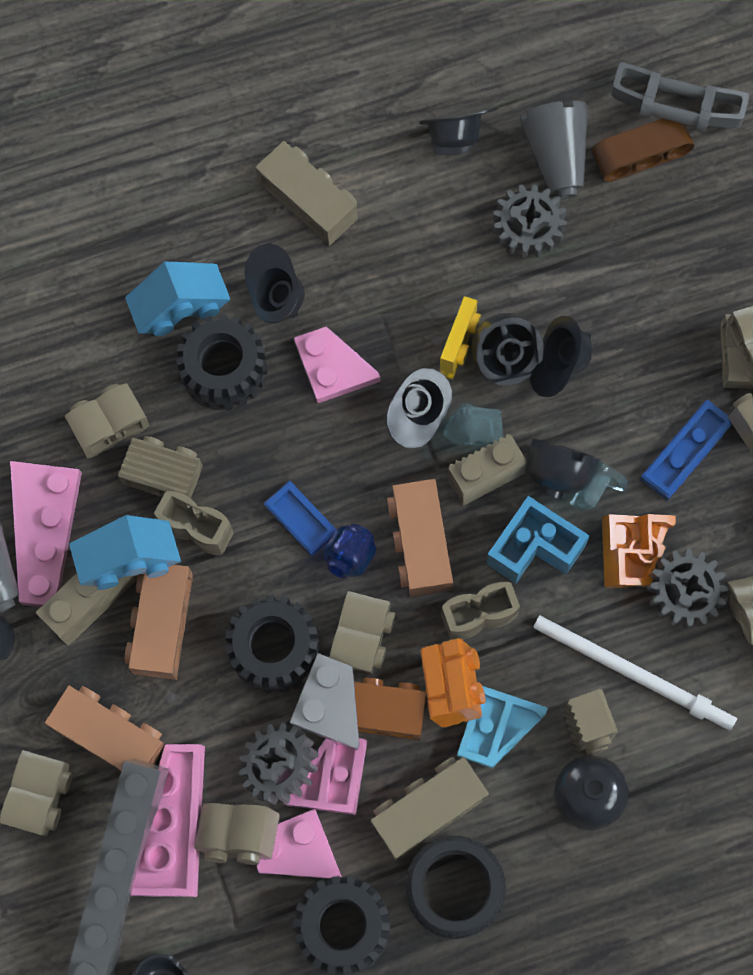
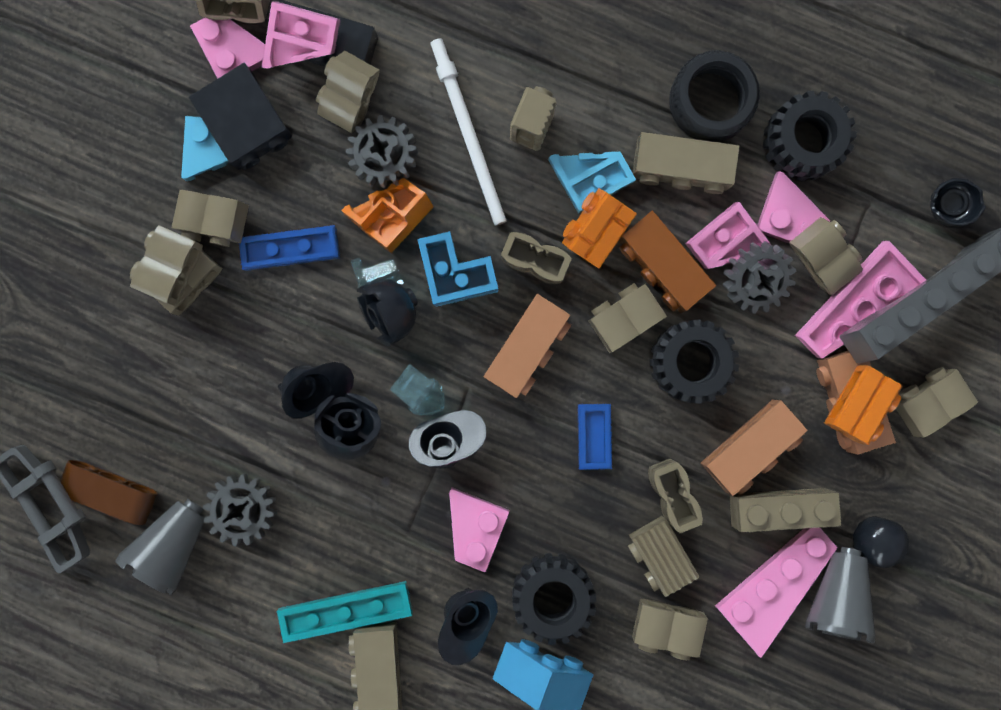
camera: 140 degrees left, 15 degrees up
(100, 723) = (864, 405): none -> orange brick
(124, 549) = (752, 509): dark azure brick -> none
(329, 703) = (695, 284): light grey wing -> none
(350, 551) = (584, 380): clear blue head -> none
(376, 218) = (344, 612): none -> teal plate
(455, 135) = (228, 624): black piece -> none
(456, 348) = (382, 458): yellow plate -> none
(486, 469) = (439, 353): dark tan brick -> none
(591, 792) = (571, 78): black cylinder -> none

